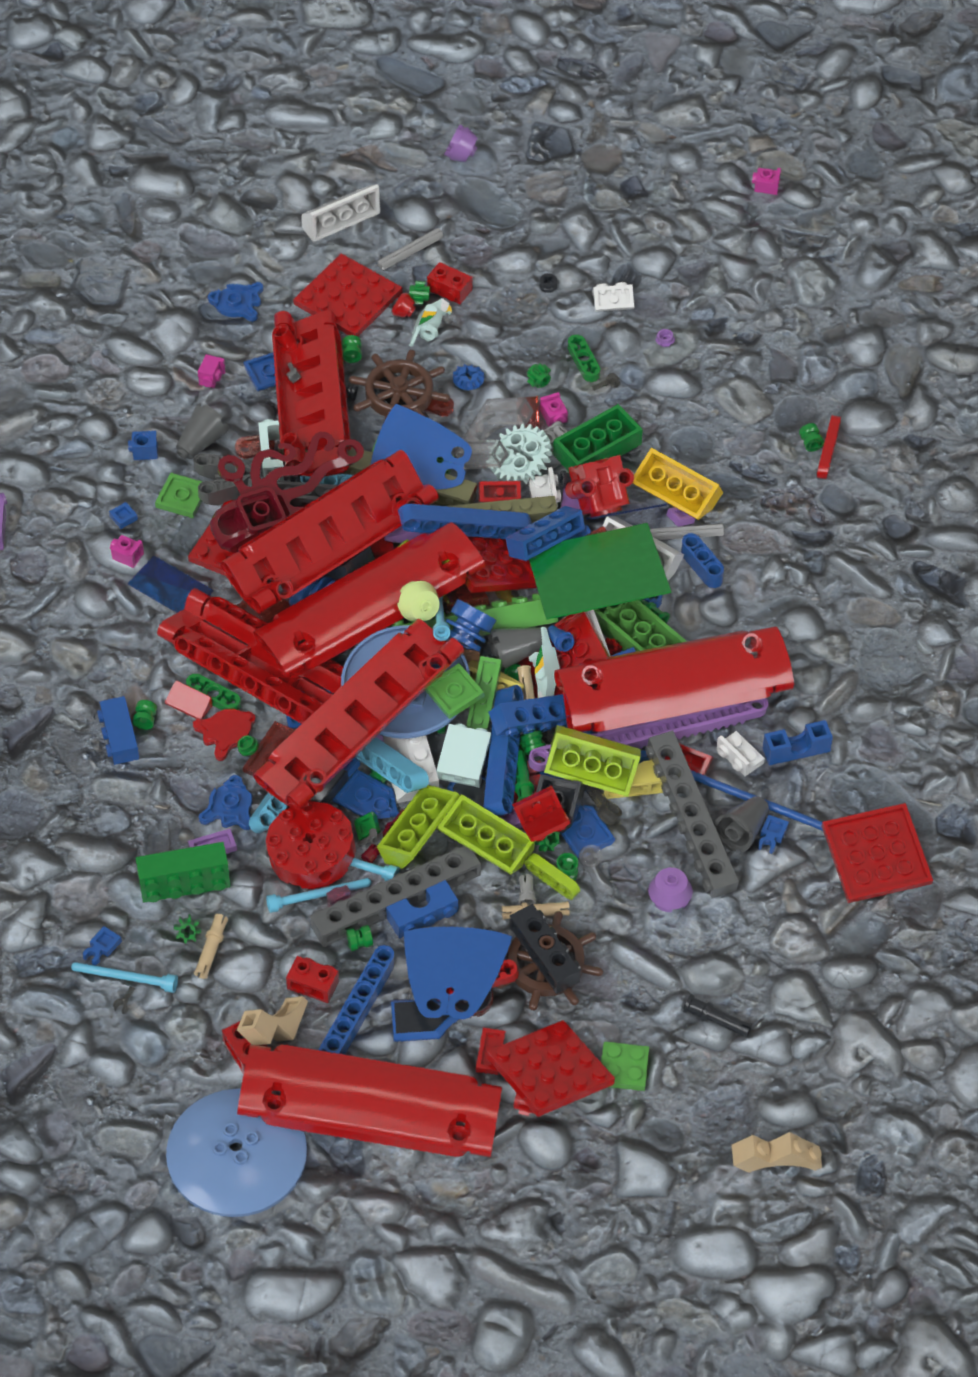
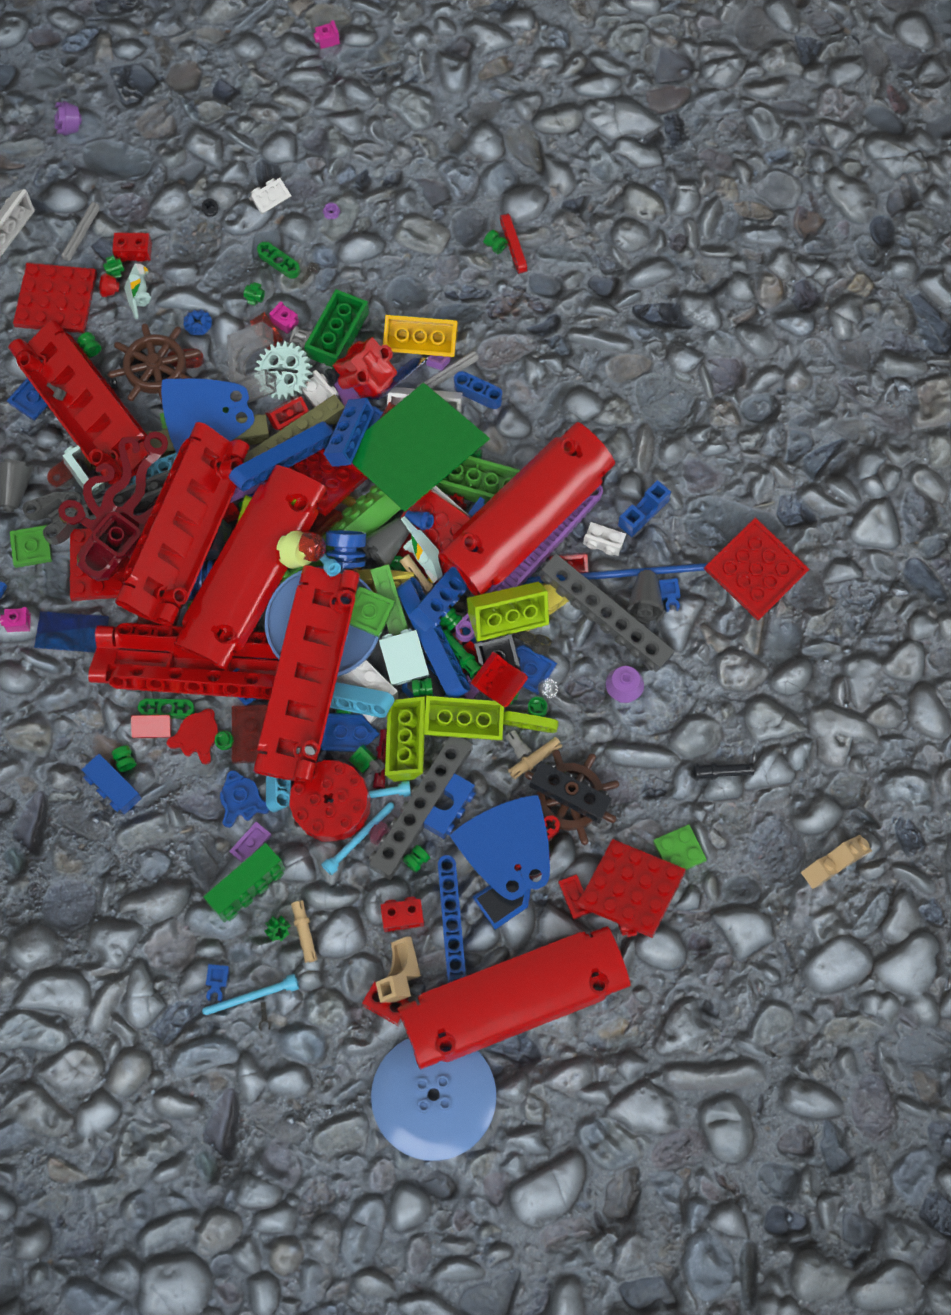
camera: 30 degrees left, 15 degrees up
(434, 602) = (312, 545): none -> clear red hair
(468, 790) = (422, 688): none -> green wheel

